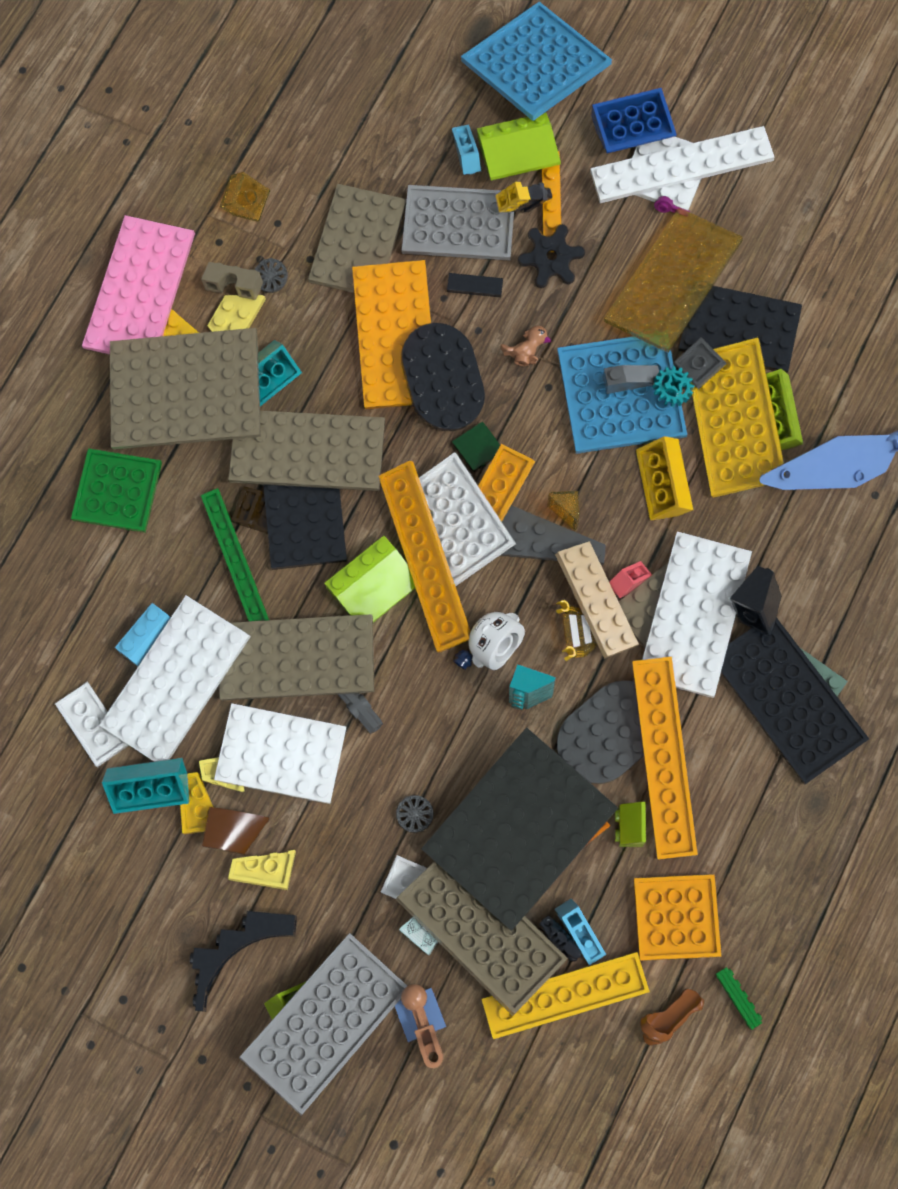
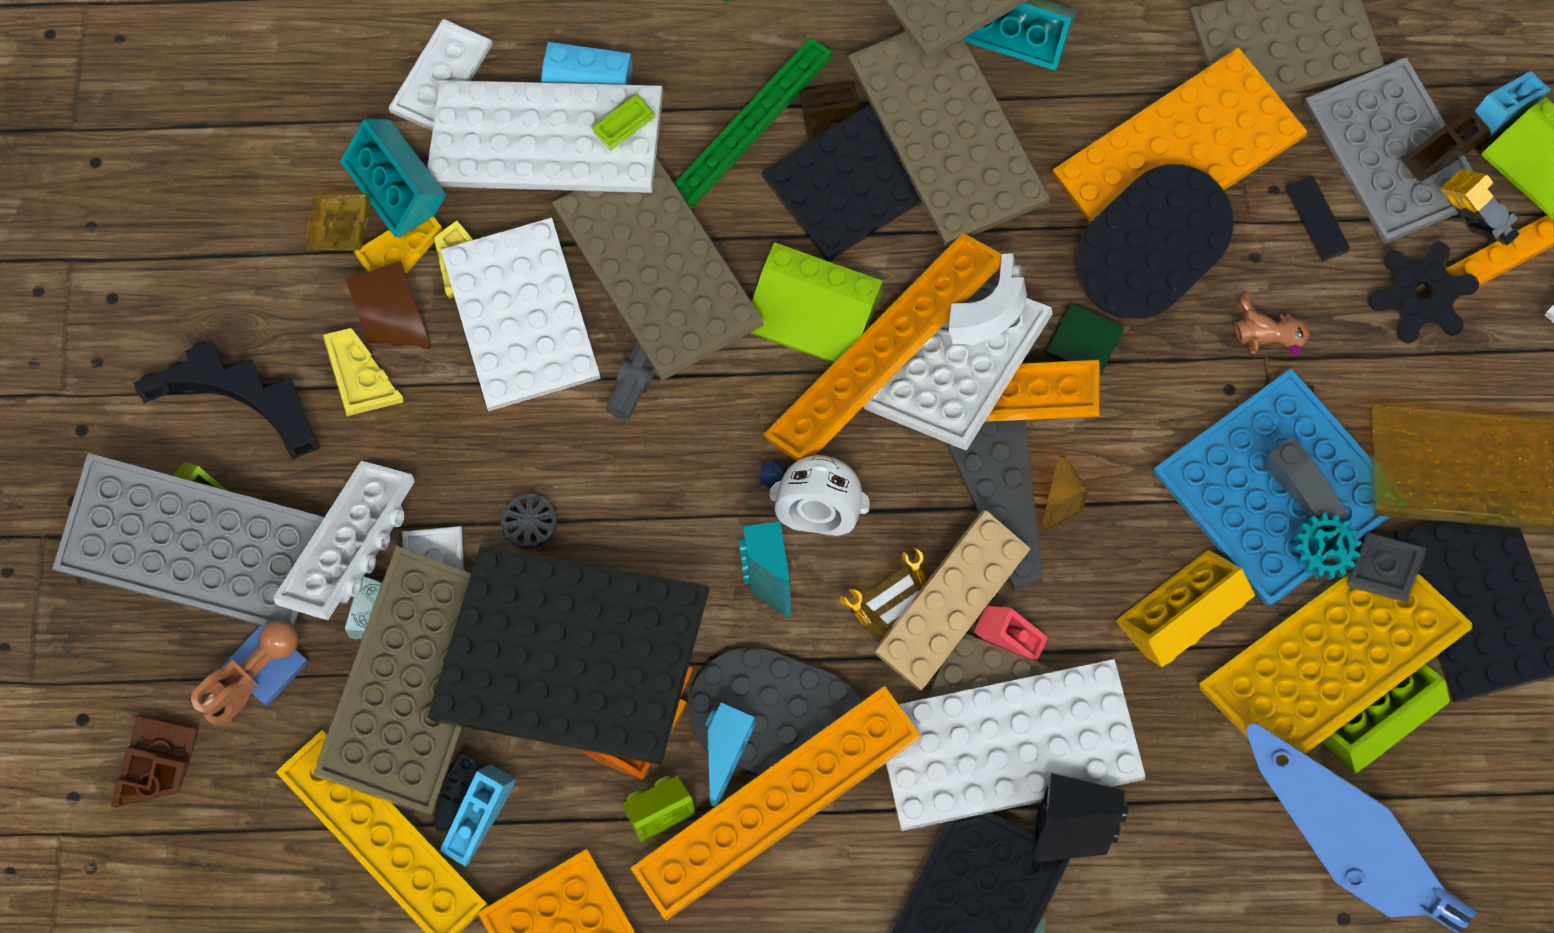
camera: 60 degrees right, 5 degrees down
(157, 833) = (338, 222): none -> clear yellow slope
(198, 629) = (623, 122): none -> lime tile
(374, 927) = (346, 541): none -> white plate
(443, 488) = (993, 315): none -> white arch
(445, 1110) = (154, 760): none -> reddish brown slope
(476, 194) = (1447, 145): none -> dark brown slope
(615, 767) = (727, 739): none -> medium azure slope

